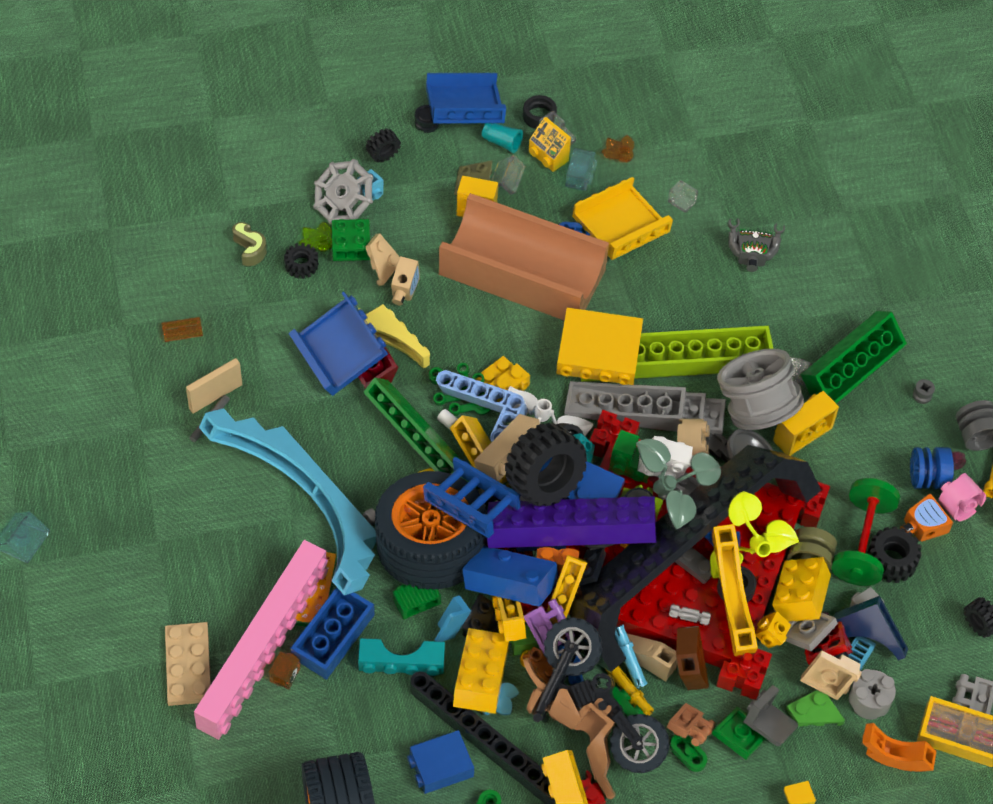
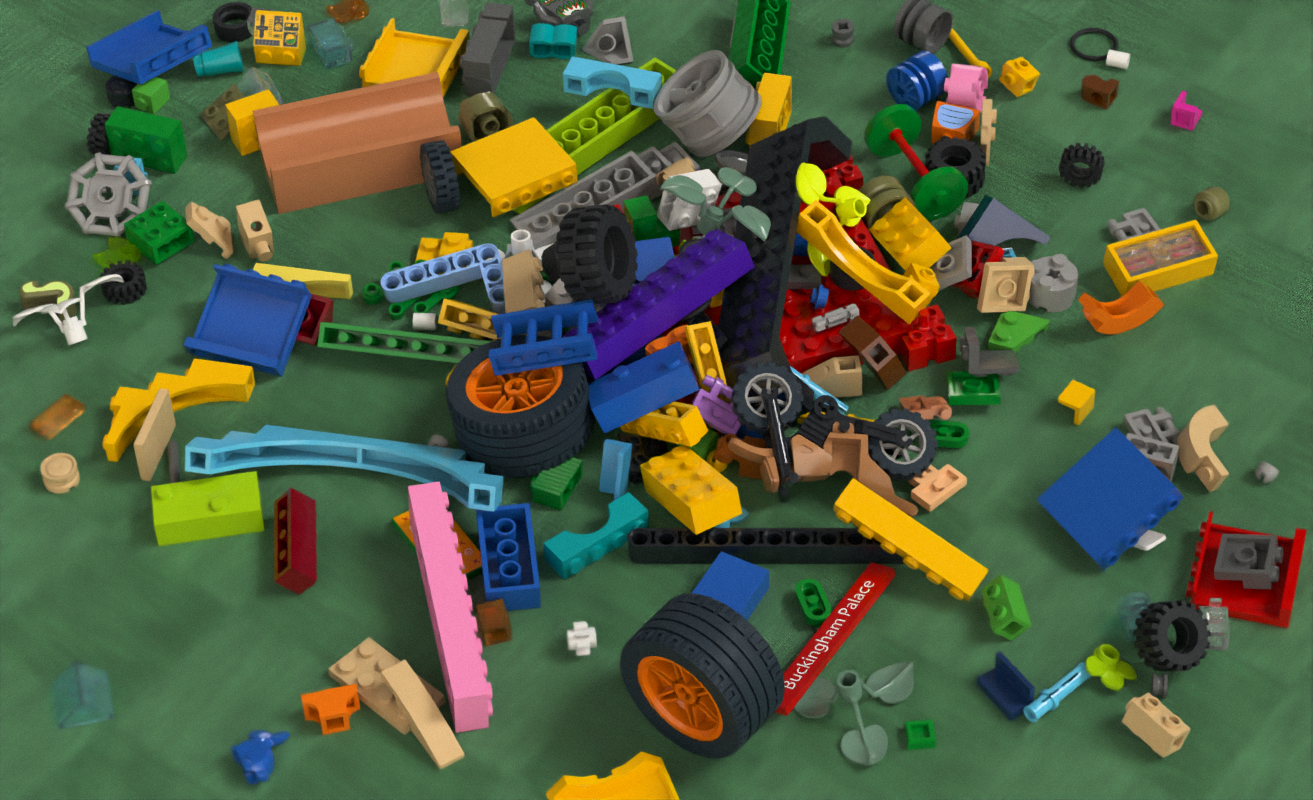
camera: 35 degrees left, 10 degrees down
(71, 653) = (256, 754): none -> blue animal
(141, 655) = (331, 707): none -> orange brick
(145, 371) = (60, 473): none -> tan wheel
(182, 702) = (423, 714): none -> tan slope
(200, 460) = (207, 508): none -> lime brick
(224, 522) = (295, 541): none -> dark red brick
(241, 272) = (72, 327): none -> white plant
(279, 367) = (202, 383): none -> yellow arch
(322, 723) = (581, 638): none -> white gear
(401, 166) = (148, 137): none -> green brick
(439, 134) = (151, 95): none -> bright green brick
(545, 321) = (439, 176): none -> black wheel
(619, 295) = (483, 115): none -> olive brick
(646, 788) = (936, 486): none -> light nougat hinge
(670, 244) = (488, 49): none -> dark grey piece
(692, 591) = (819, 297): none -> blue plate
(704, 310) = (587, 75): none -> medium azure arch
(723, 264) = (553, 41): none -> teal brick
(759, 292) = (610, 42): none -> light grey slope
(942, 543) = (987, 132): none -> tan wing

